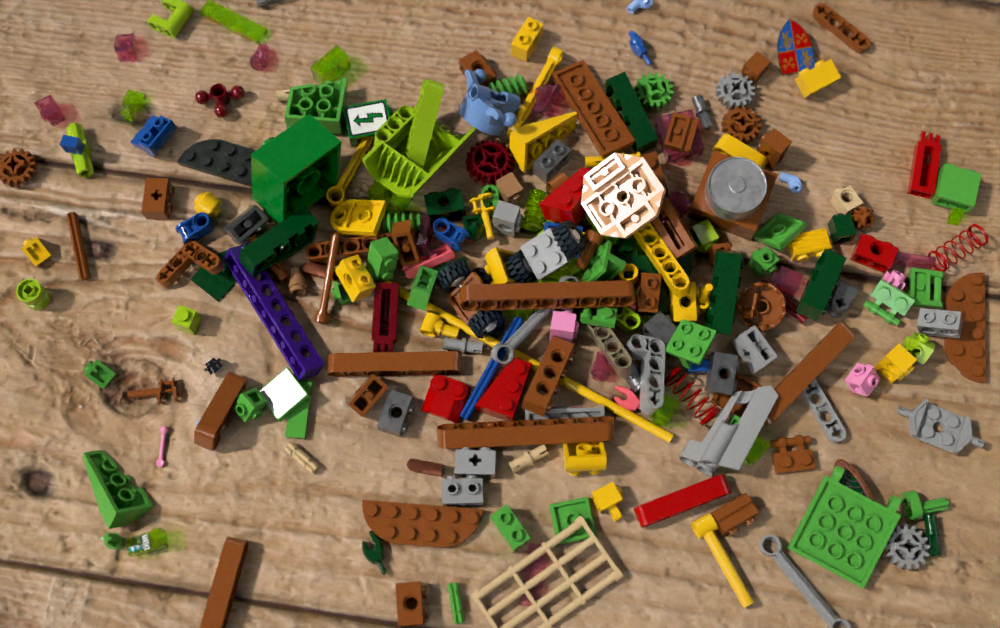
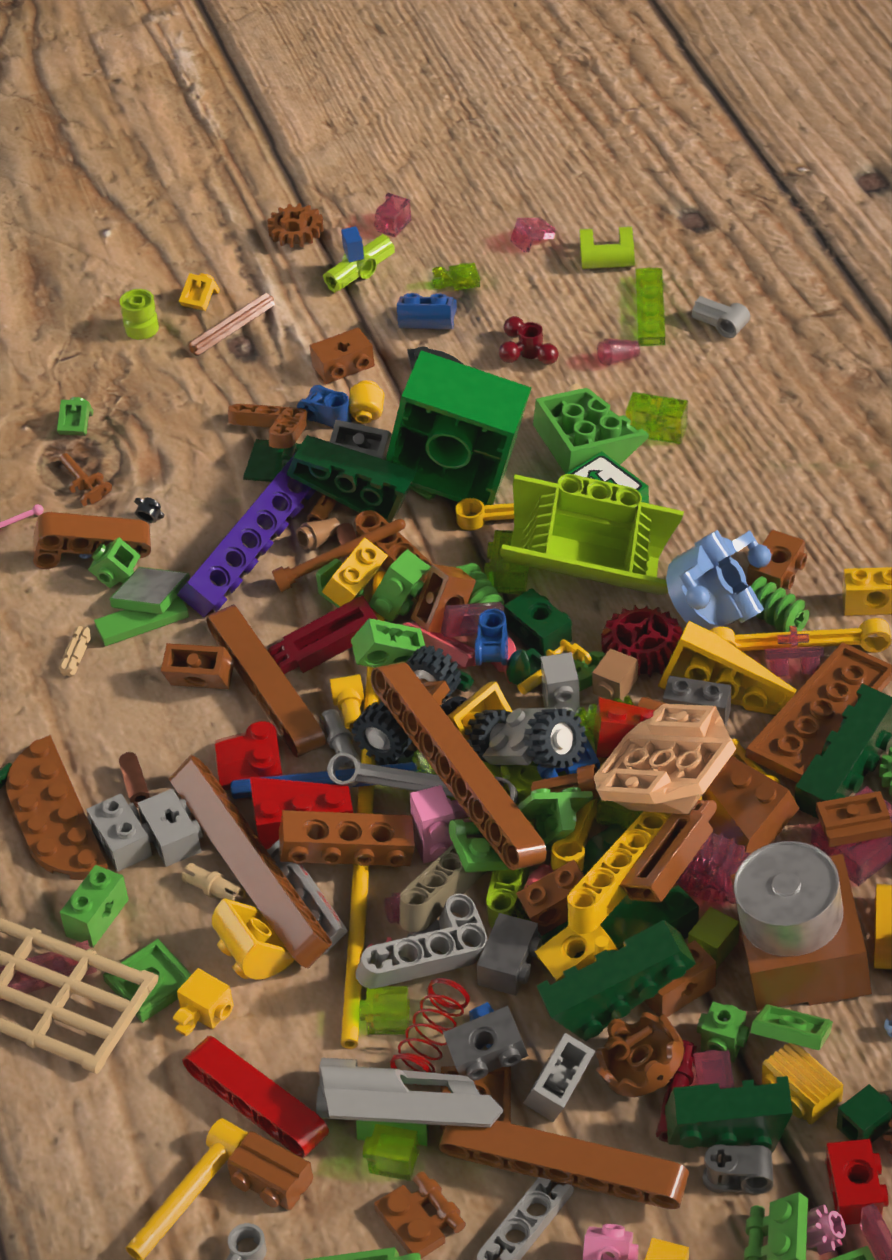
camera: 65 degrees right, 25 degrees down
(186, 319) = (194, 455): lime brick -> none
(359, 217) = (452, 542): yellow tile -> none
(396, 401) = (192, 711): flat silver brick -> none
(424, 121) = (619, 516): lime beam -> none
(690, 342) = (505, 979): bright green bracket -> none

